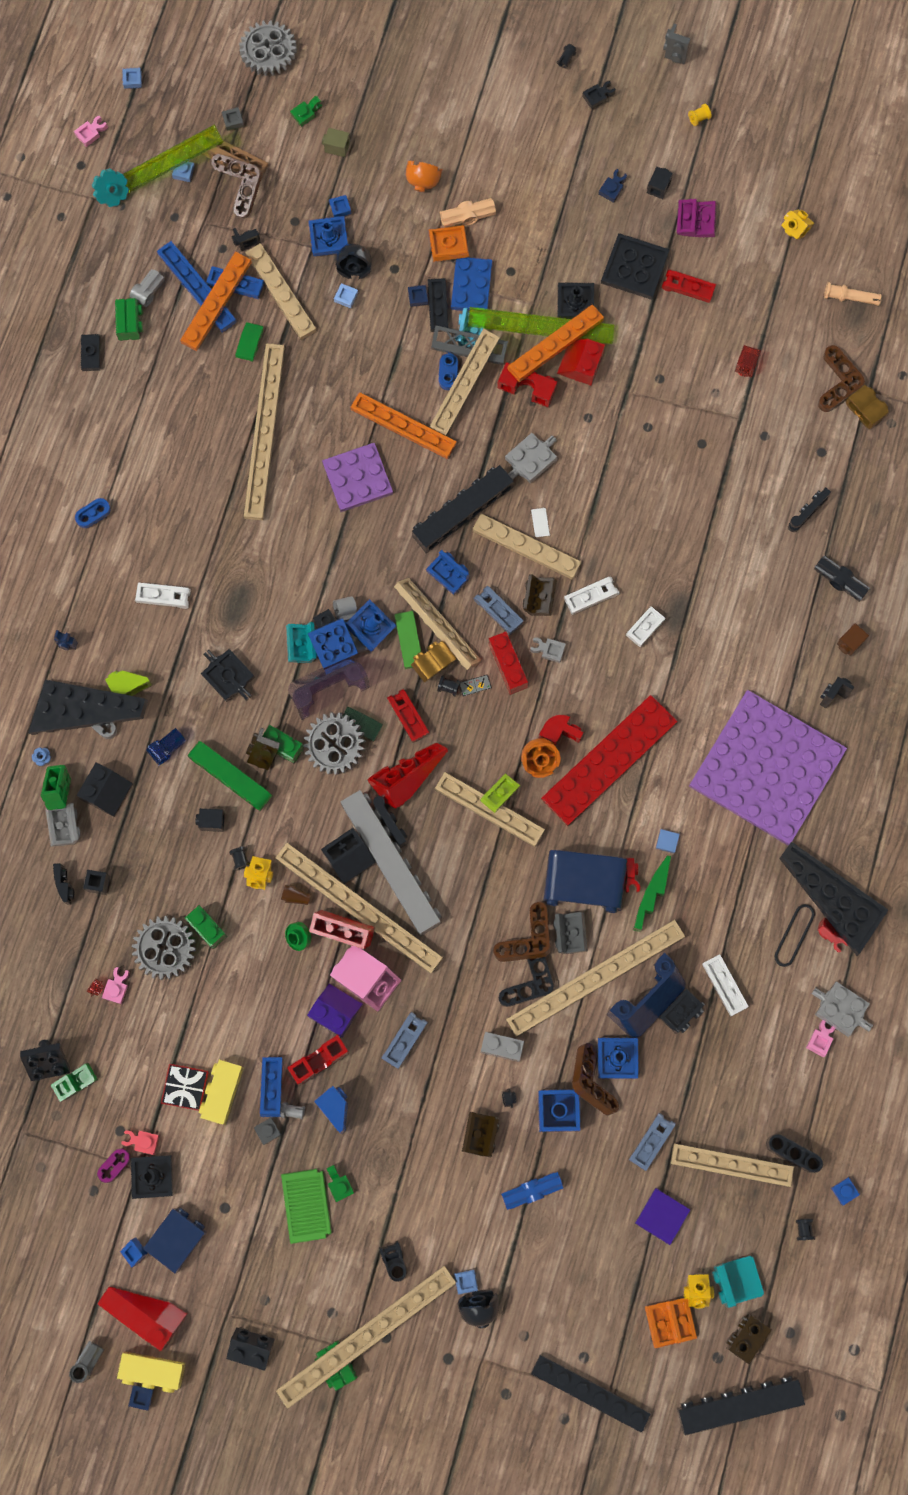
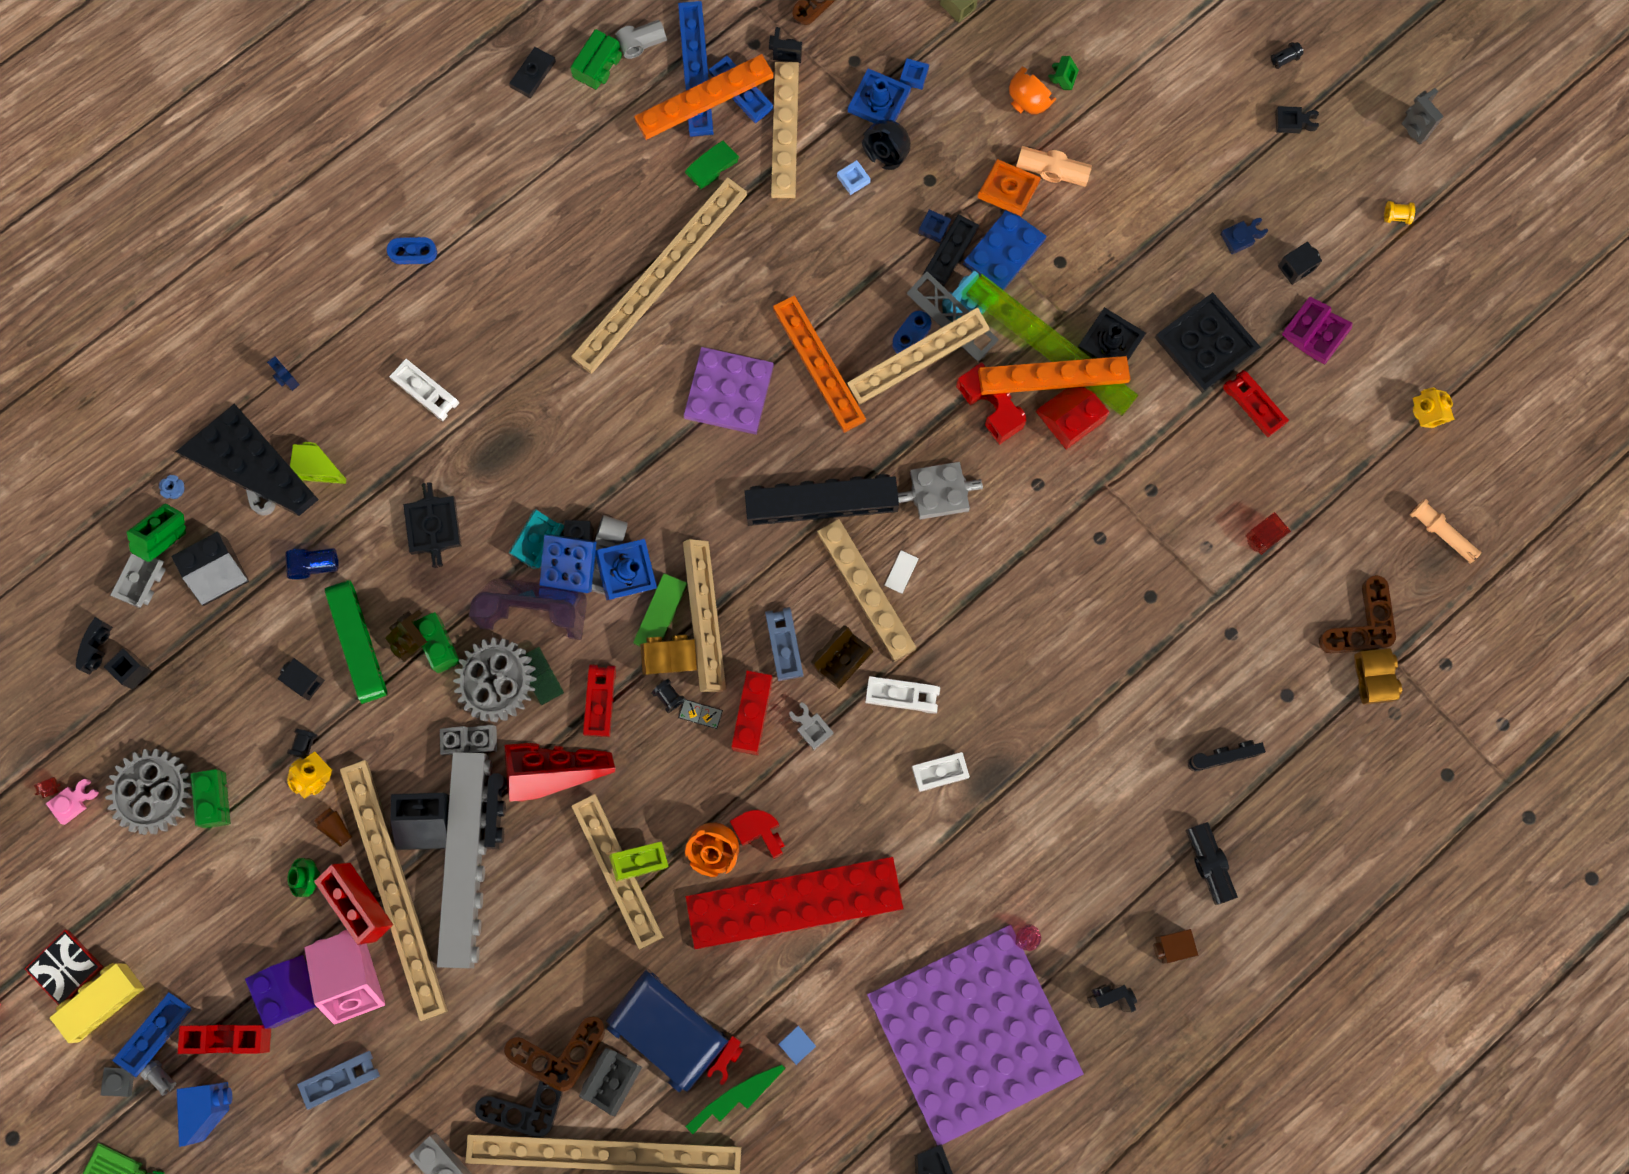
camera: 30 degrees right, 0 degrees up
(341, 790) = (468, 739): none -> light grey slope
(435, 148) = (1065, 74): none -> green tile
(448, 572) = (755, 564): blue bracket -> none
(763, 690) = (1028, 937): none -> clear pink plate

